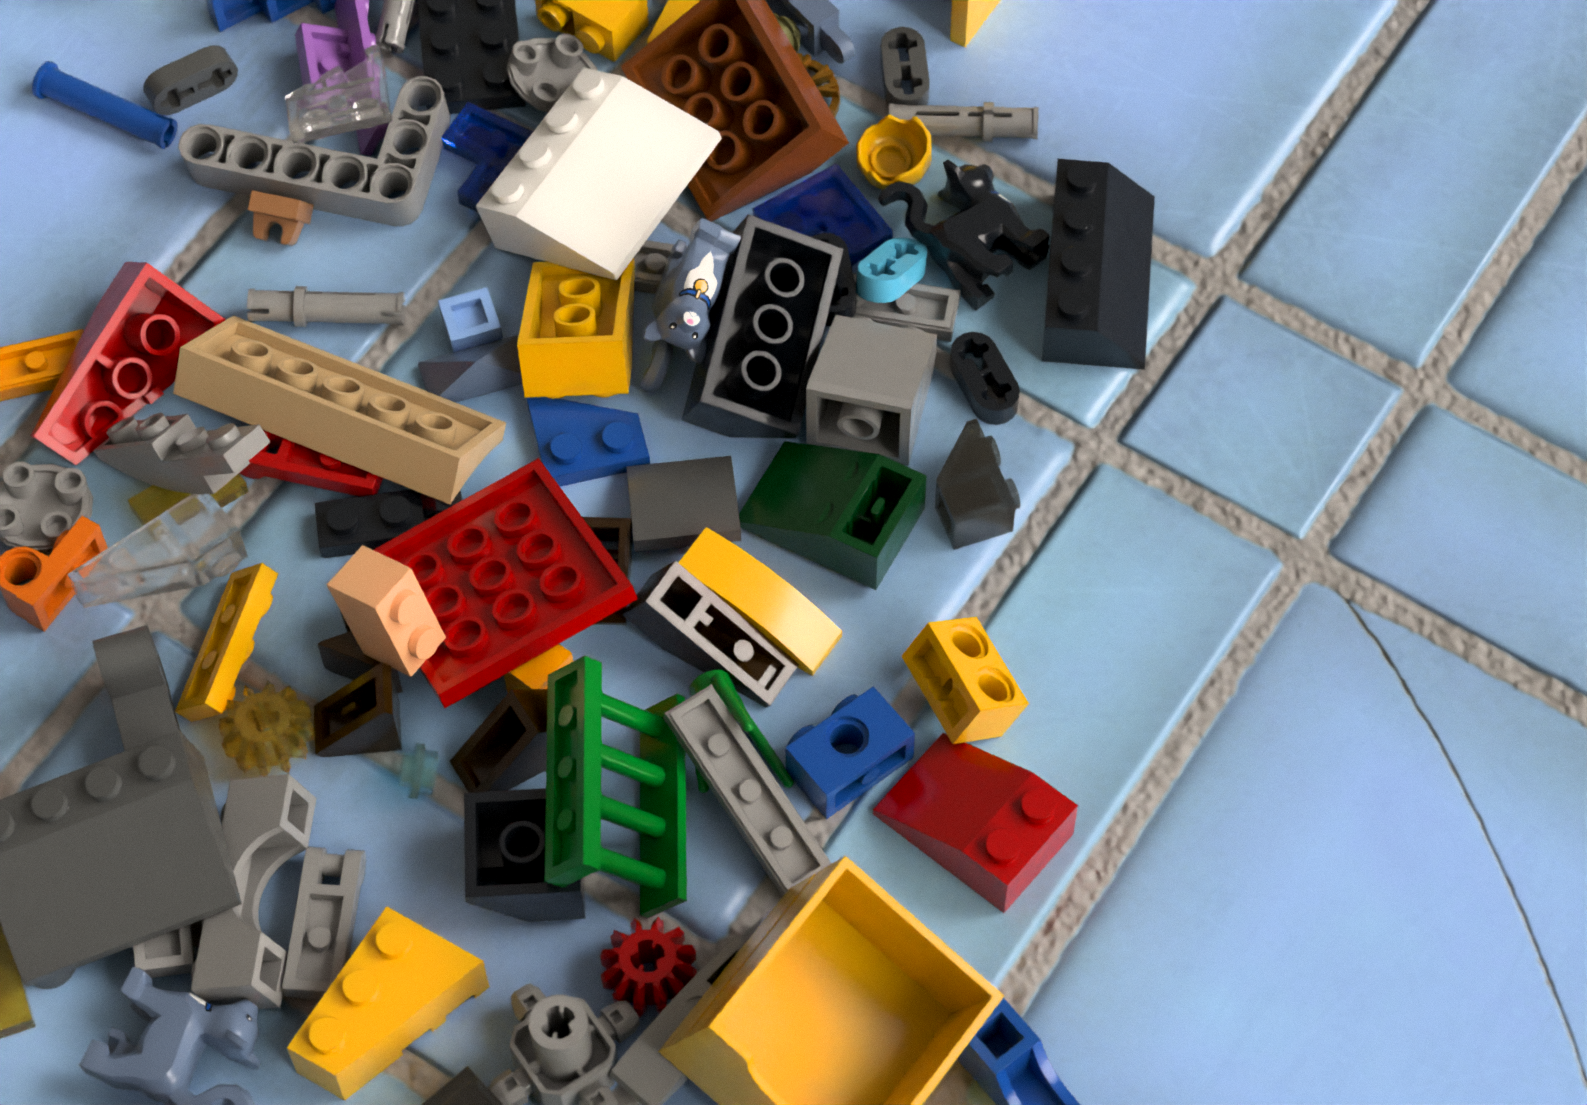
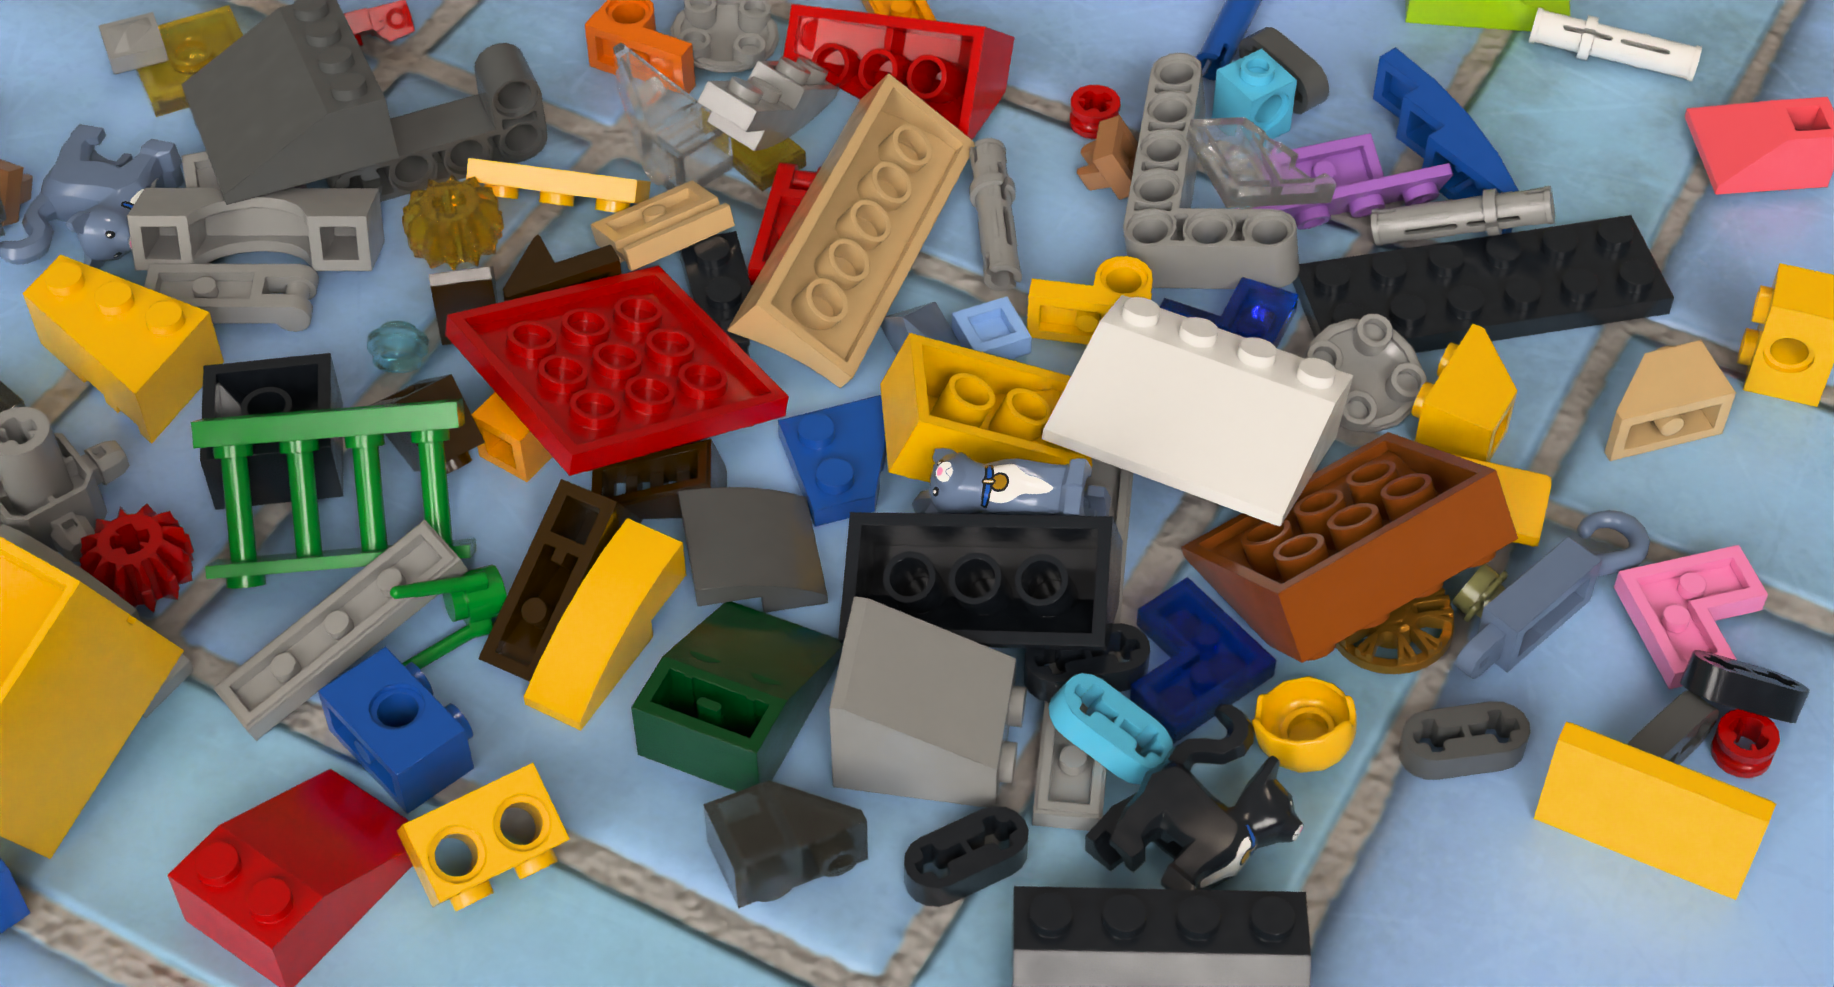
camera: 85 degrees right, 10 degrees down
(201, 212) = (1090, 106): none -> red bush
(231, 98) = (1256, 90): none -> medium azure brick
(304, 552) = (663, 224): none -> tan plate
(386, 610) = (530, 242): light nougat brick -> none
(456, 242) = (1074, 310): none -> yellow plate
(973, 120) = (1397, 871): light grey pin -> none

